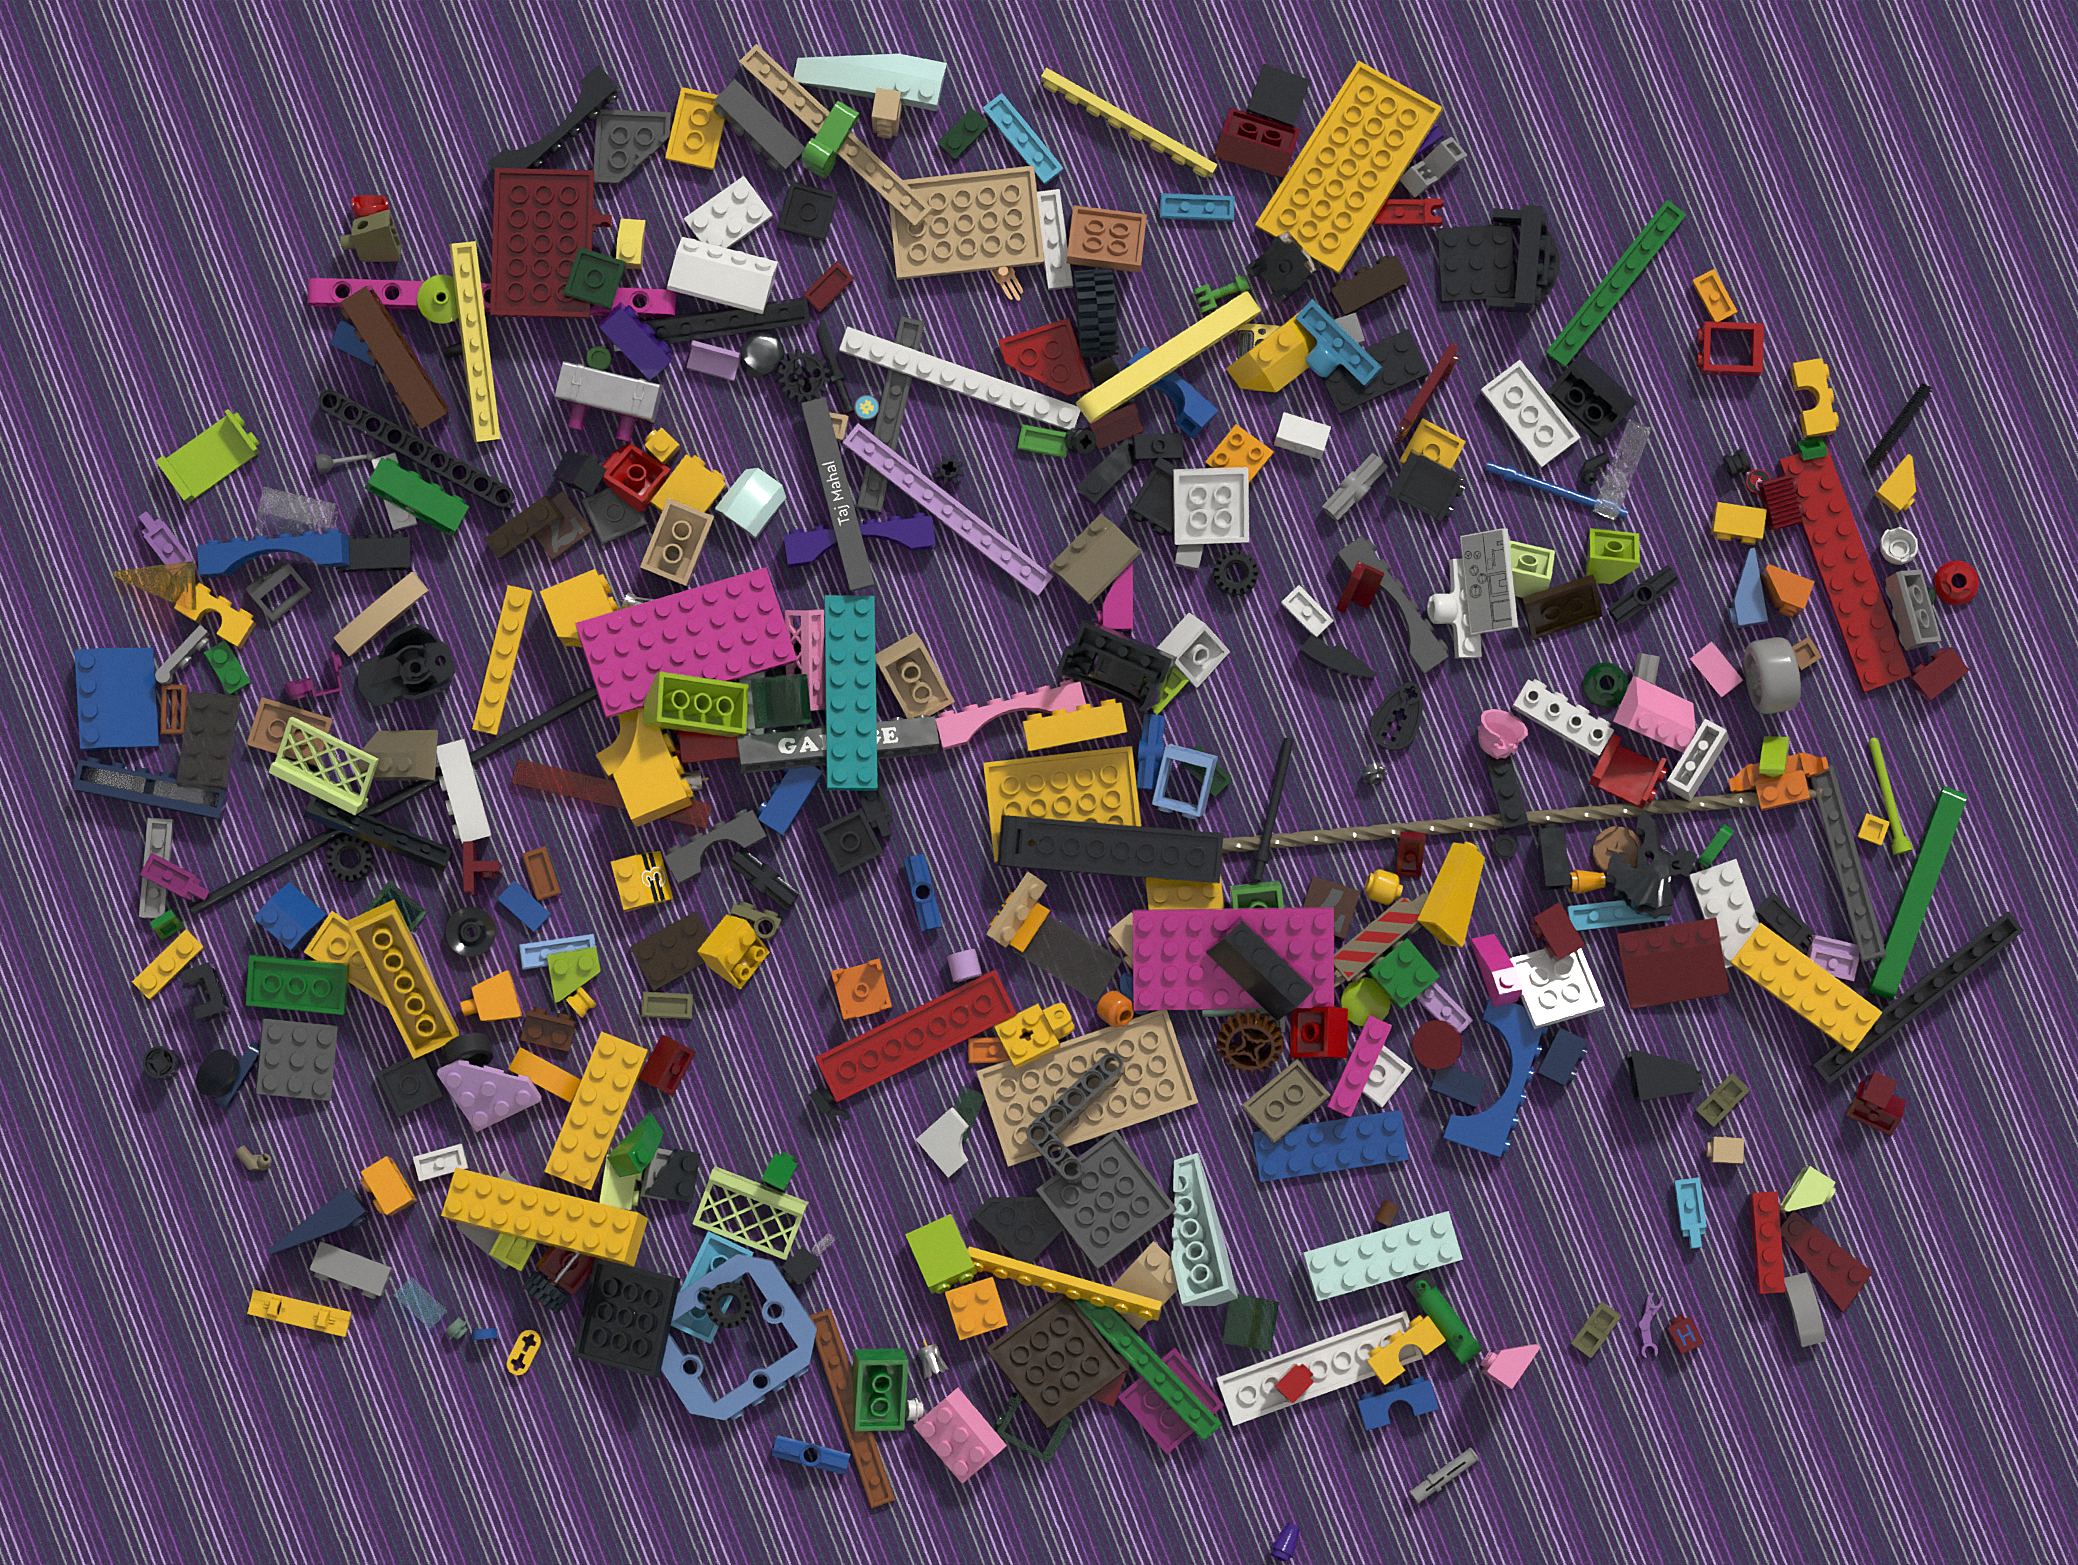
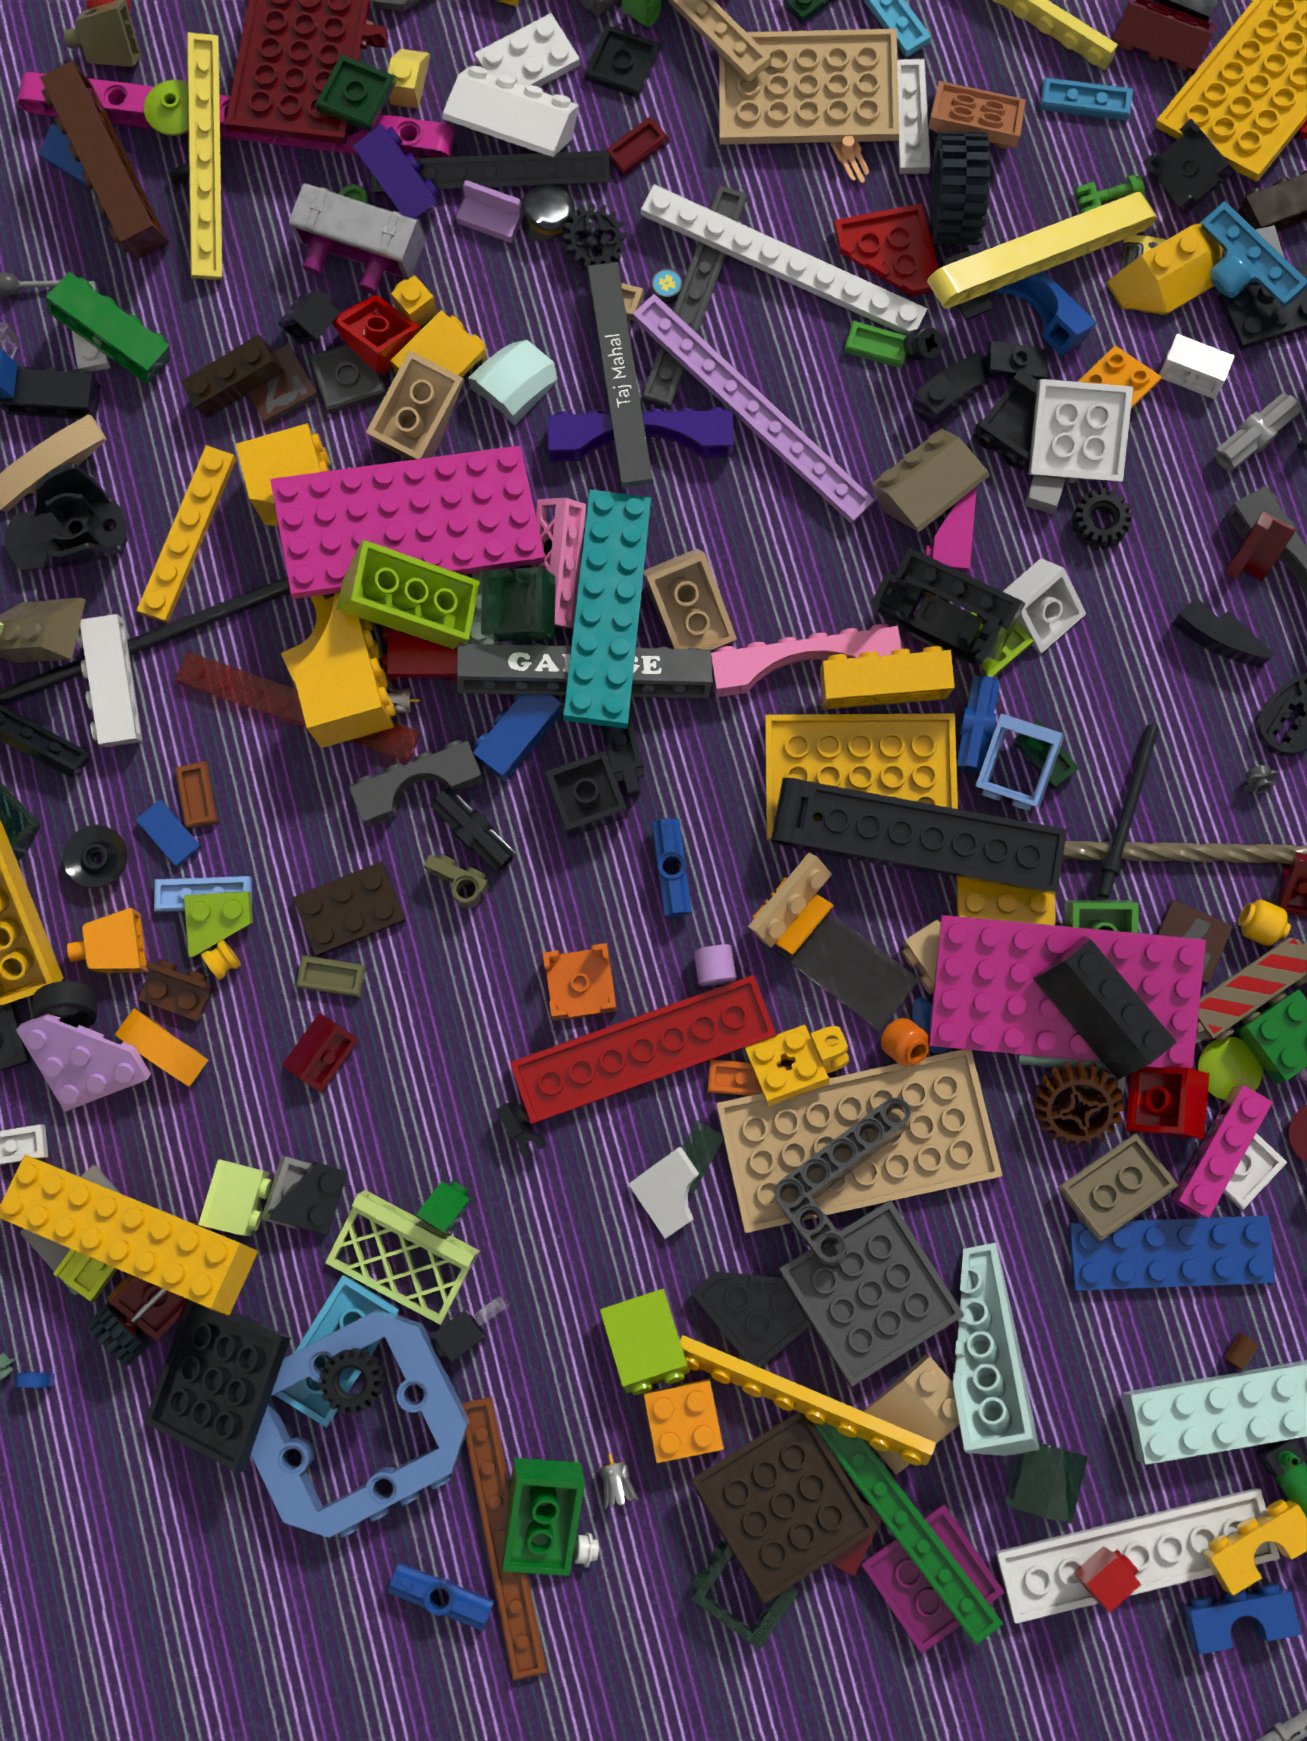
camera: 15 degrees right, 5 degrees down
(404, 448) = (112, 268): black beam -> none
(473, 868) = (108, 776): dark red bracket -> none
(529, 1355) = (75, 1406): yellow beam -> none
(597, 1111) = (219, 1101): yellow brick -> none
(637, 1148) = (261, 1154): green slope -> none
(641, 880) = (318, 816): yellow slope -> none
(733, 950) = (422, 915): yellow slope -> none
(837, 377) = (635, 246): black sword -> none
(953, 475) = (751, 361): black gear -> none
(960, 1435) = (643, 1596): bright pink brick -> none
(1116, 426) = (967, 331): dark red panel -> none
(1307, 611) = (1187, 573): white plate -> none

